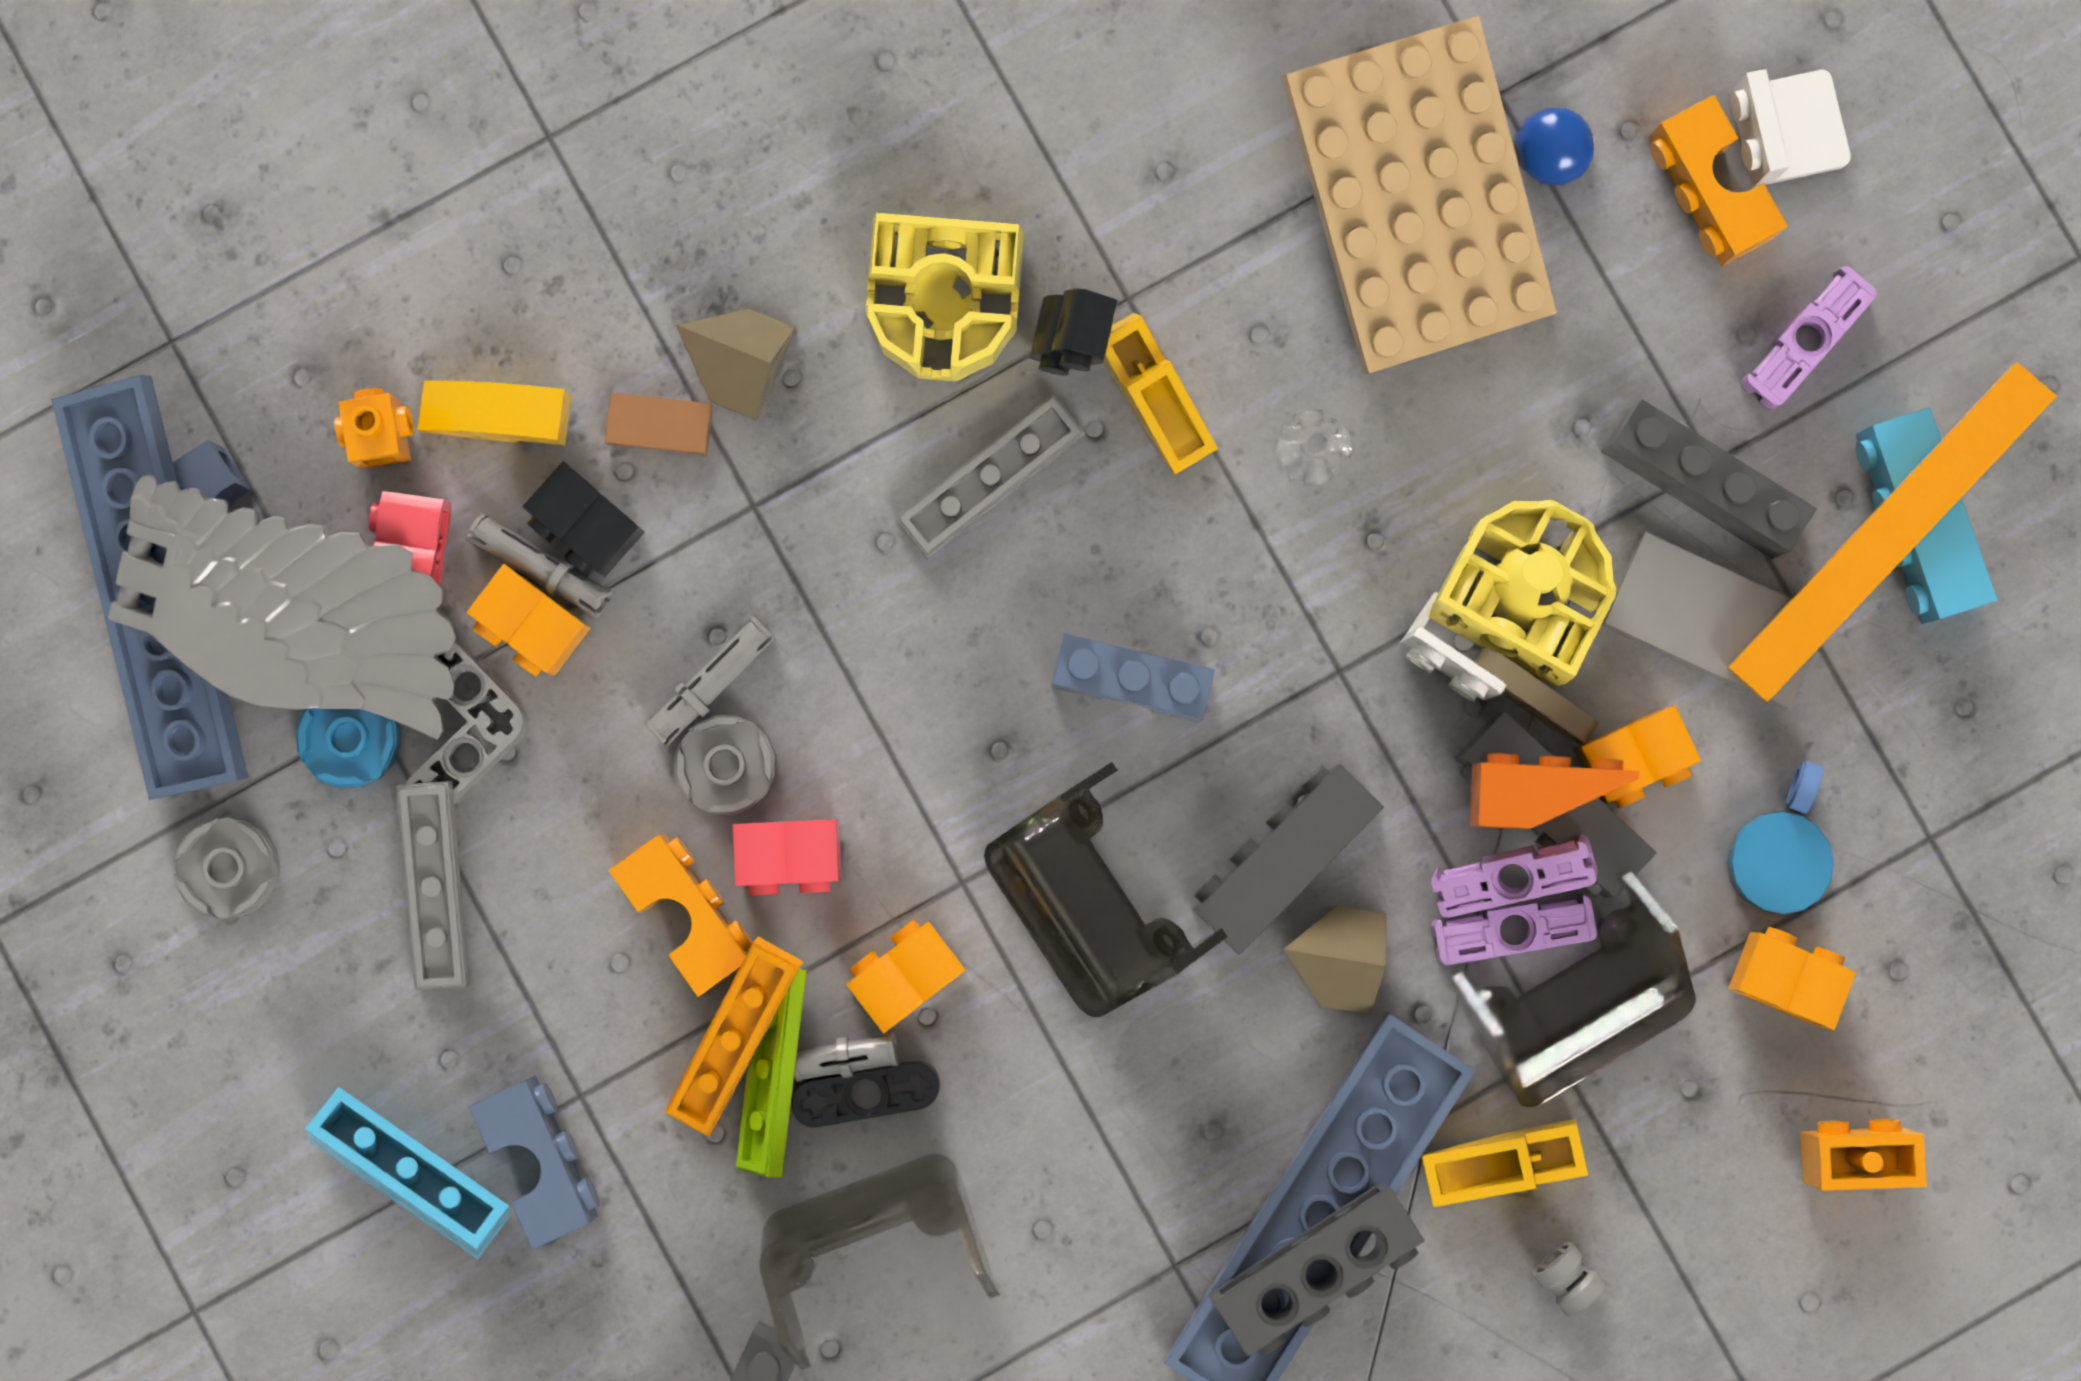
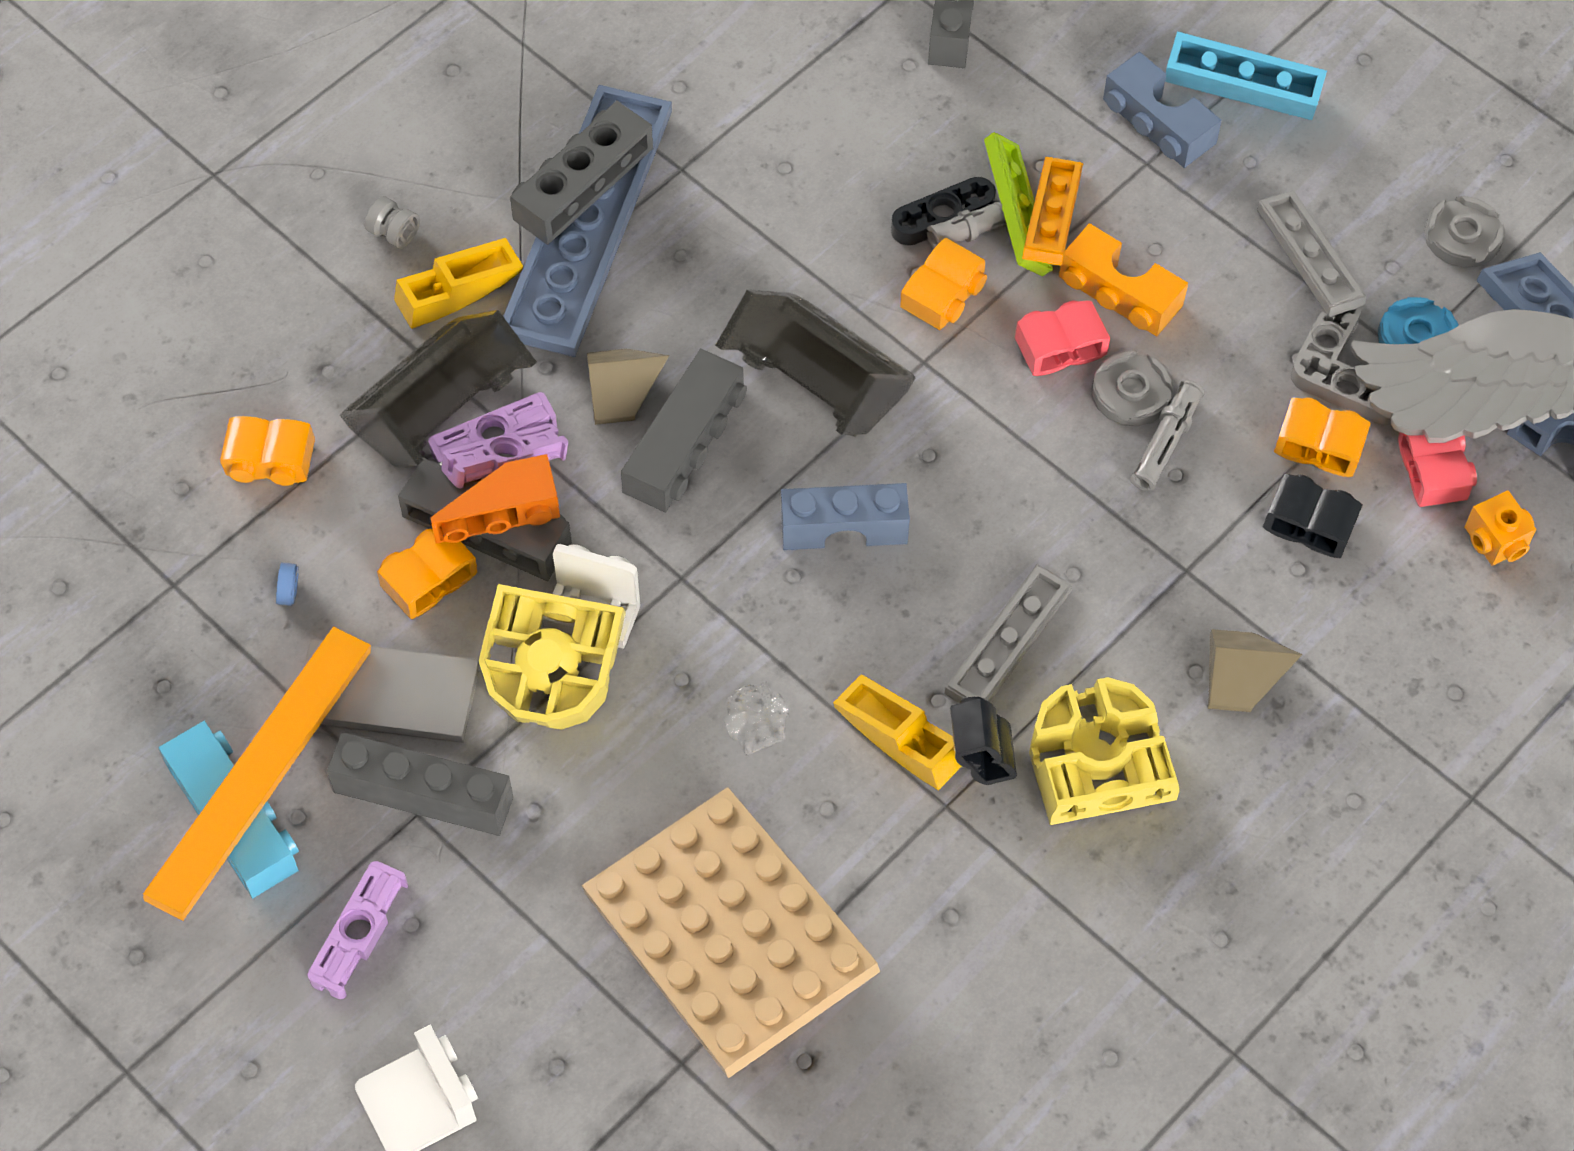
camera: 165 degrees right, 25 degrees down
(495, 411) = (1414, 571): yellow slope -> none
(557, 576) = (1334, 477): light grey pin -> none
(658, 424) = (1285, 604): medium nougat tile -> none
(917, 1191) = (883, 149): clear smoke windscreen -> none
(1538, 698) = (538, 577): dark tan beam -> none
(1555, 146) = (621, 1027): blue hair -> none
(1727, 220) = (448, 1000): light orange arch -> none
(1780, 862) = (293, 531): dark azure tile -> none
(1863, 1158) = (189, 342): light orange brick -> none

